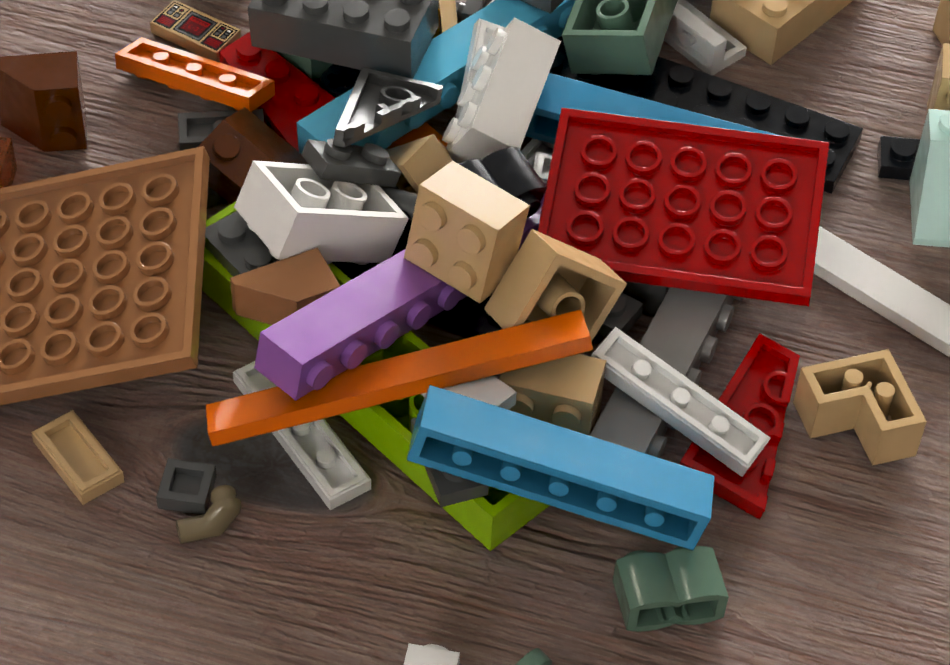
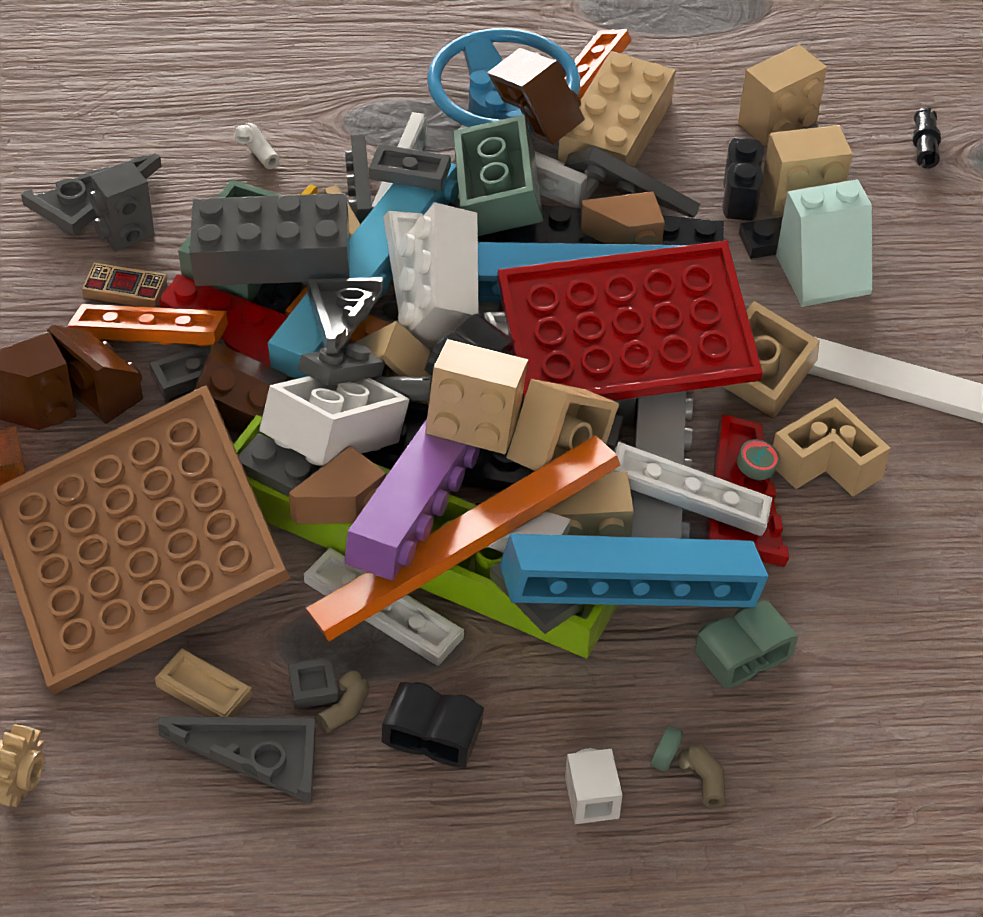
camera: 20 degrees left, 0 degrees up
(104, 538) = (261, 747): none -> dark grey wing
(118, 106) = (97, 373): none -> reddish brown slope
(289, 567) = (432, 724): none -> black brick
(742, 95) = (623, 219): none -> medium nougat slope
(774, 60) = (628, 179): none -> dark grey wing
(775, 392) = (758, 459): none -> sand green tile
(846, 290) = (784, 356): none -> tan brick
(903, 88) = (742, 179): none -> black brick

